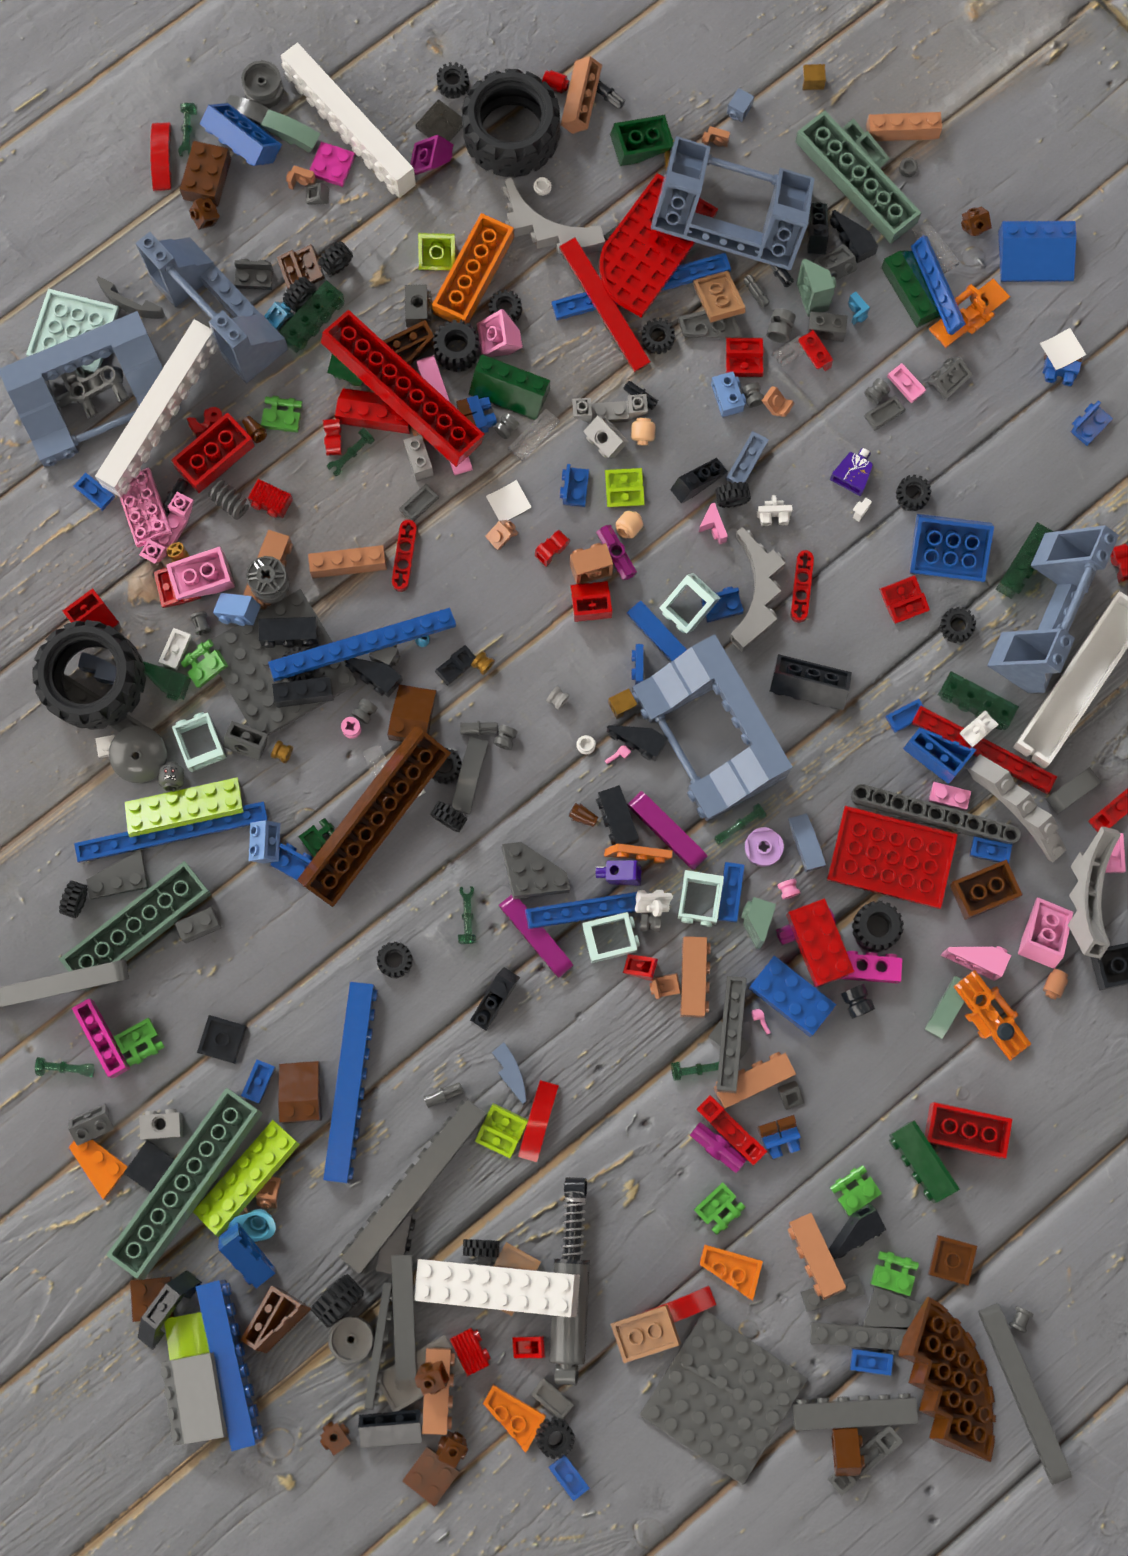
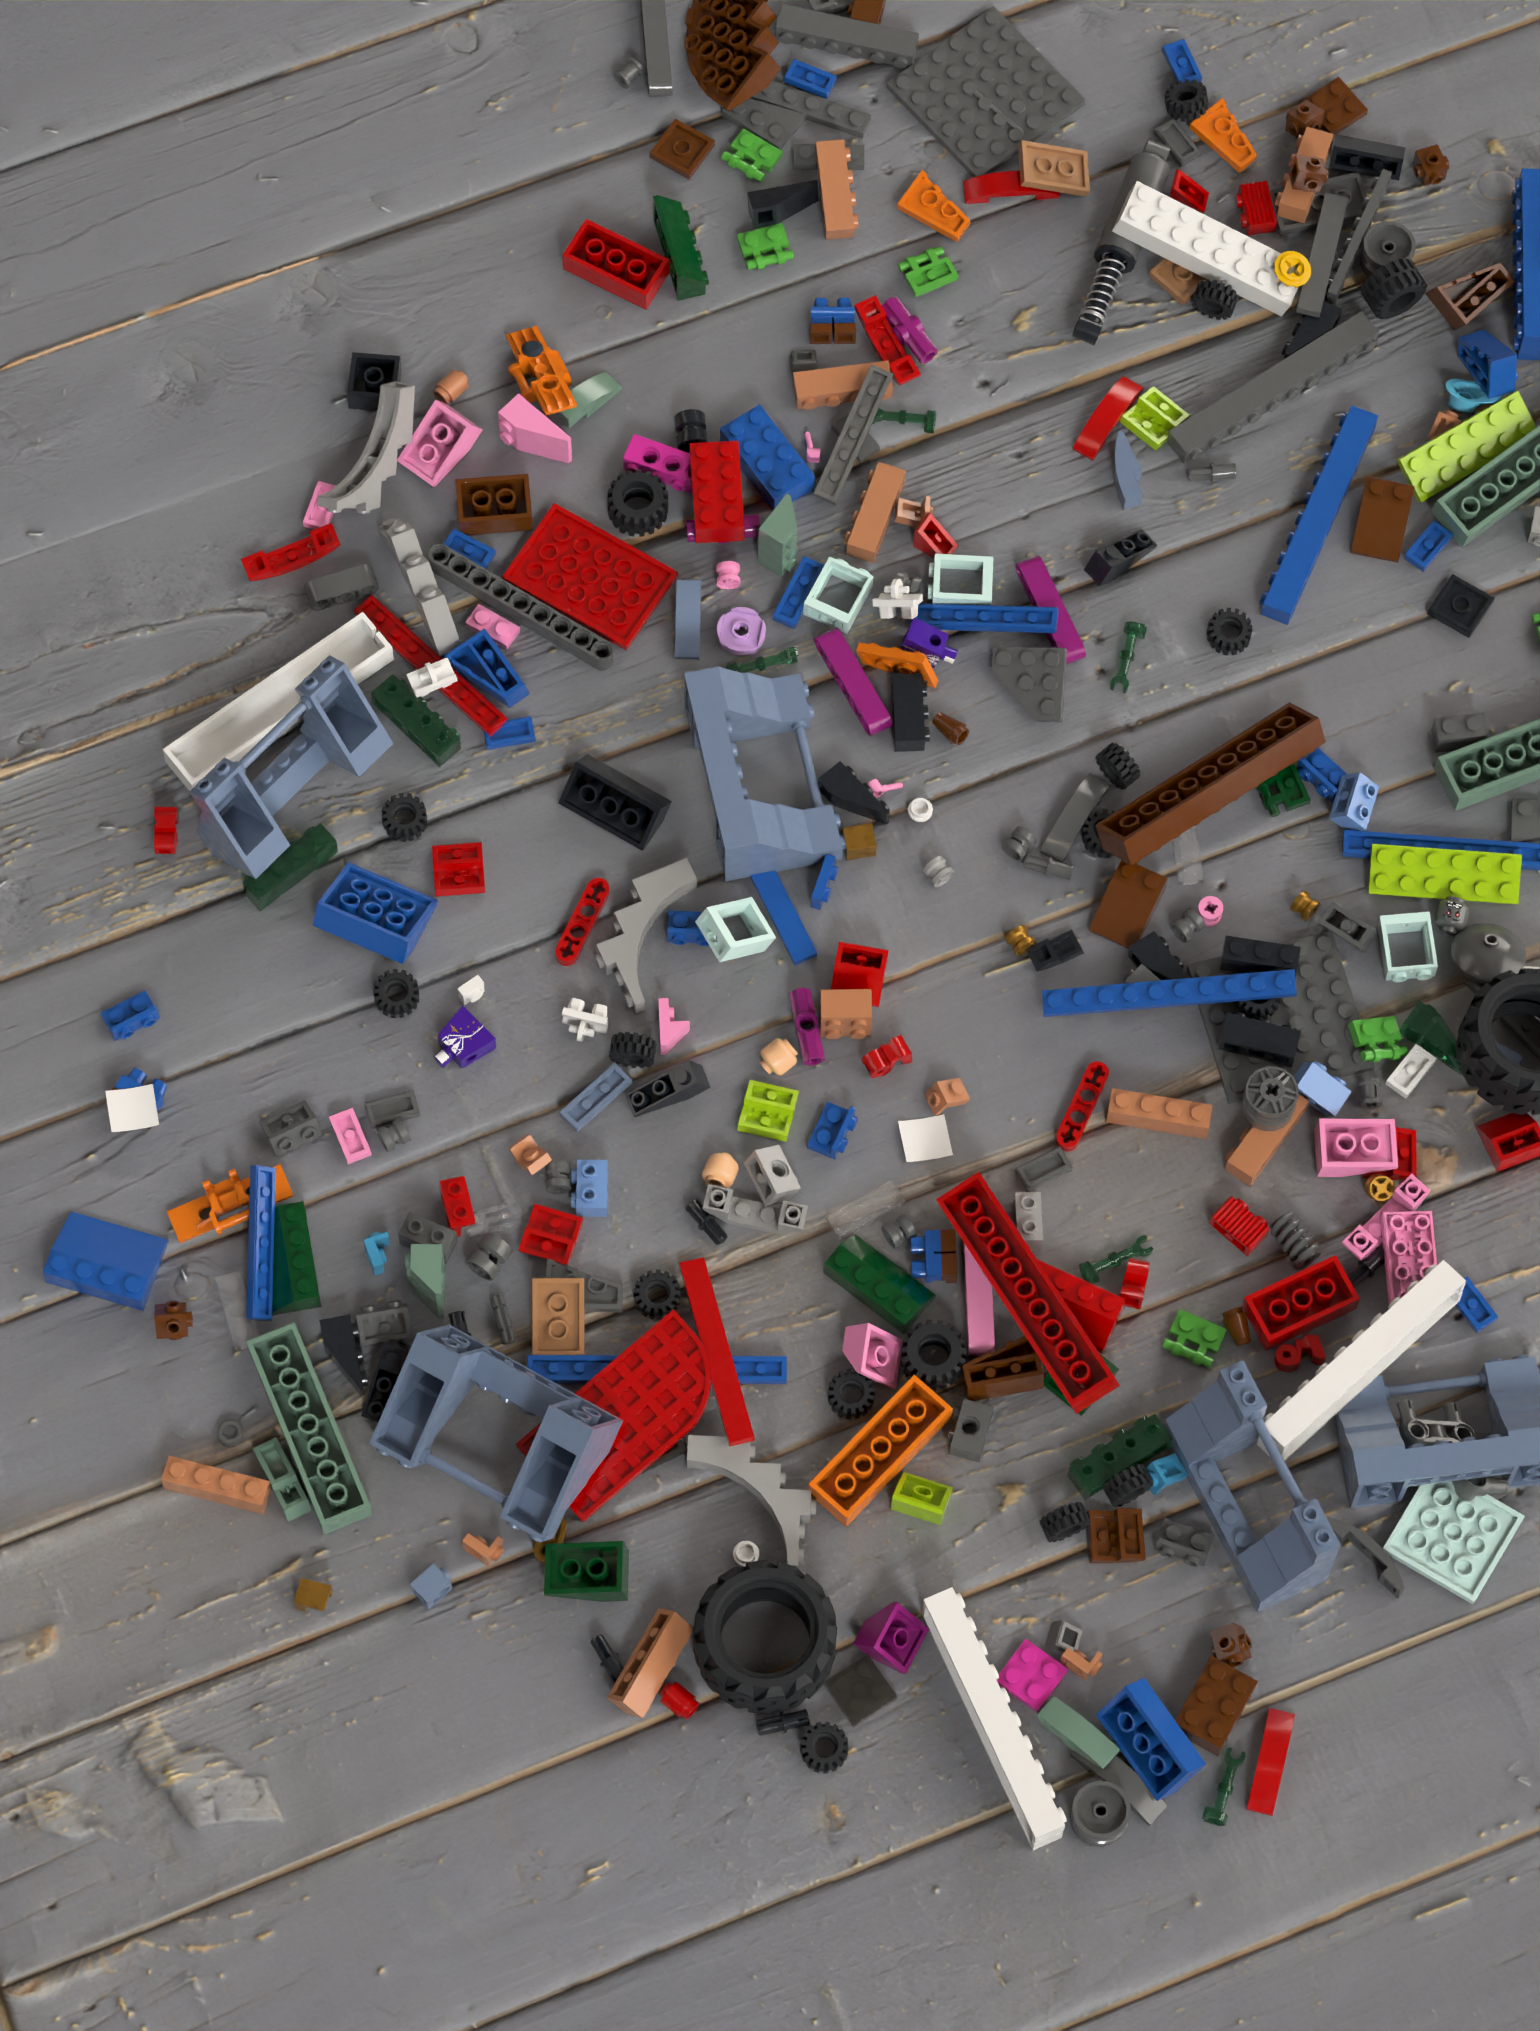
camera: 165 degrees left, 10 degrees down
(415, 1289) = (1288, 260): none -> yellow gear

